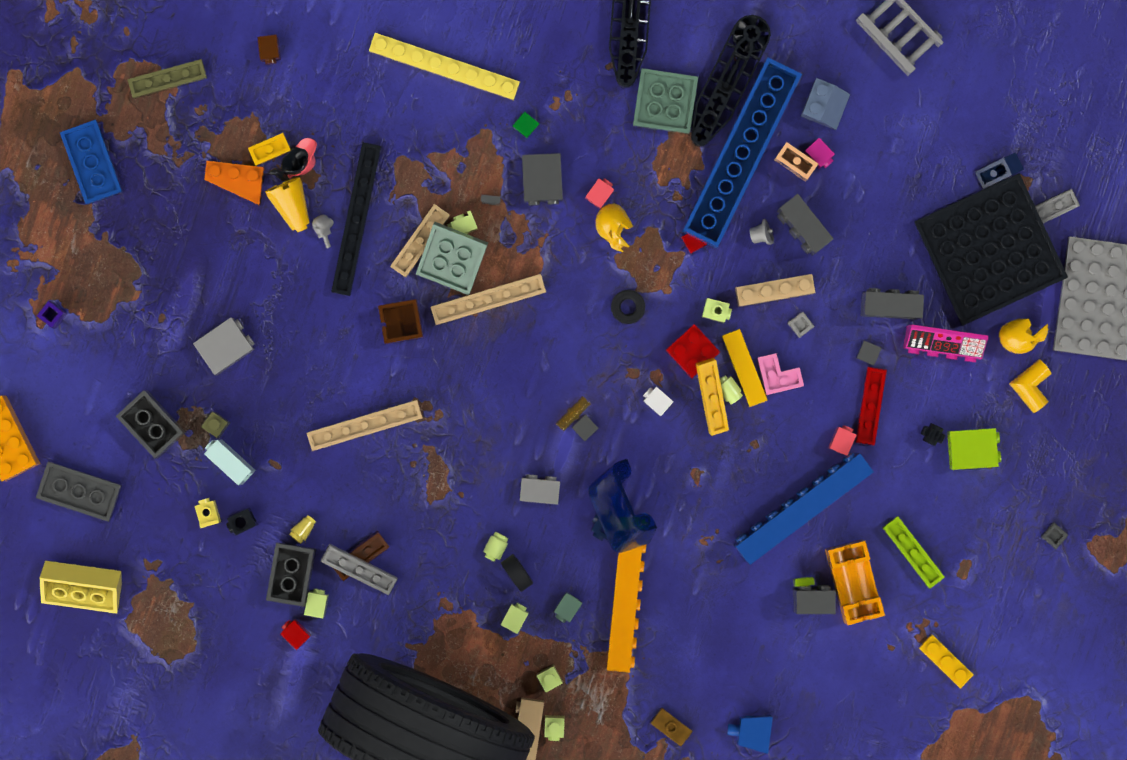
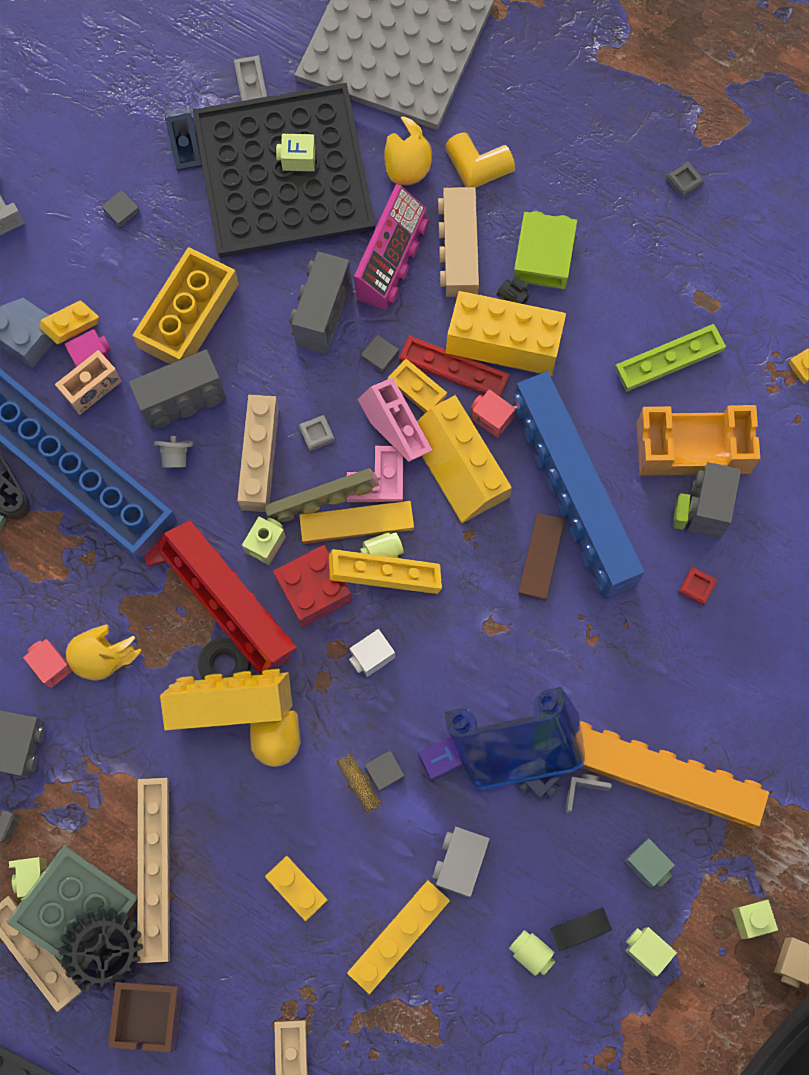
camera: 70 degrees left, 15 degrees down
(434, 296) = (125, 949): none -> black gear
(485, 462) = (398, 937): none -> yellow plate
(498, 391) = (296, 888): none -> yellow plate
(588, 355) = (276, 741): none -> yellow helmet
(600, 461) = (440, 759): none -> dark purple brick
(602, 318) = (226, 700): none -> yellow brick
(610, 559) = (586, 781): none -> light grey bracket
(670, 296) = (225, 597): none -> red brick
(750, 495) = (541, 556): none -> reddish brown tile
(756, 602) = (697, 586): none -> red tile
(757, 348) = (332, 492): none -> olive plate
(803, 425) = (462, 461): none -> yellow slope
(819, 376) = (393, 419): none -> bright pink slope
(837, 134) = (68, 322): none -> yellow plate
(849, 384) = (417, 386): none -> yellow plate
(866, 212) = (186, 307): none -> yellow brick
(901, 436) = (505, 333): none -> yellow brick
(934, 141) = (120, 208): none -> dark grey tile
(964, 388) = (460, 241): none -> tan brick
(1000, 257) = (297, 152): none -> yellowish green brick

